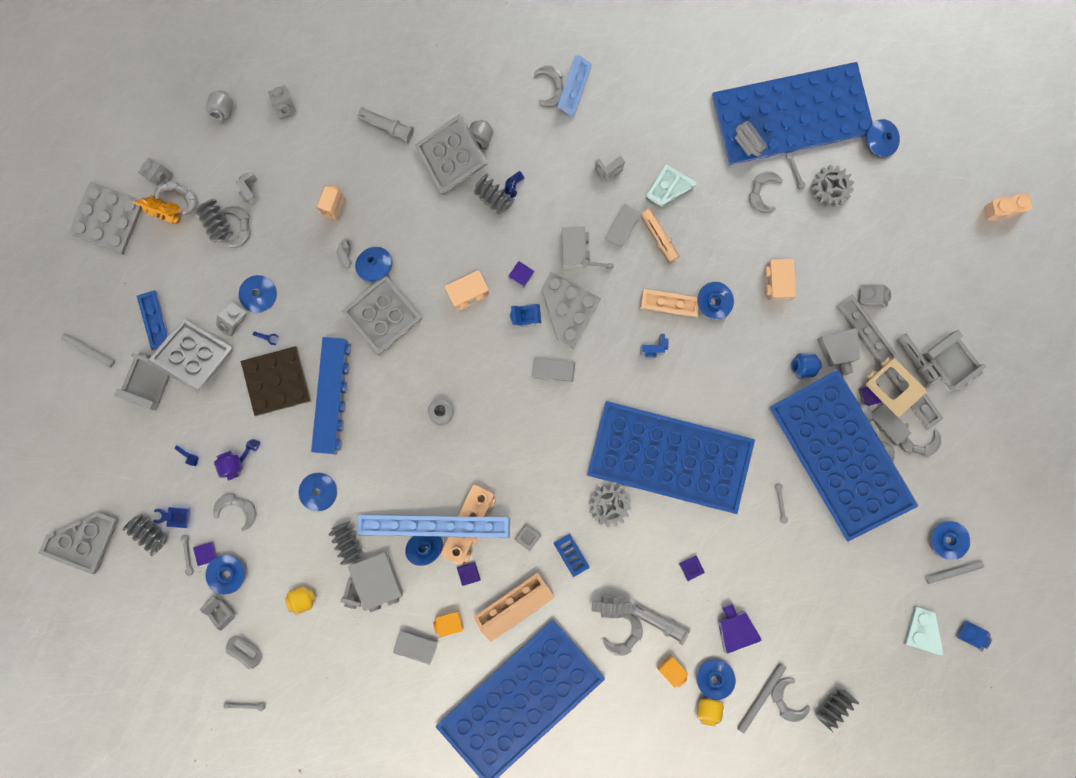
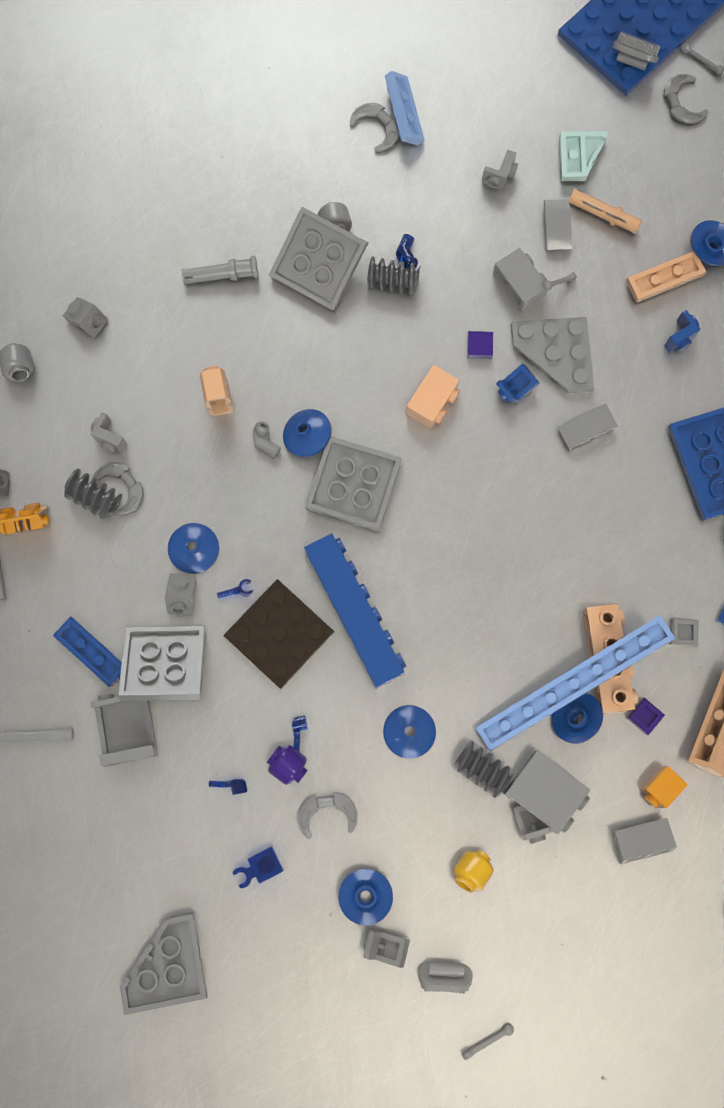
camera: 25 degrees left, 5 degrees down
(145, 534) = (240, 908): dark grey piece -> none
(171, 186) = (16, 486): light grey piece -> none
(189, 571) = (318, 921): light grey hinge -> none
(204, 553) = (324, 888): dark purple tile -> none
(434, 408) = (497, 541): light grey head -> none

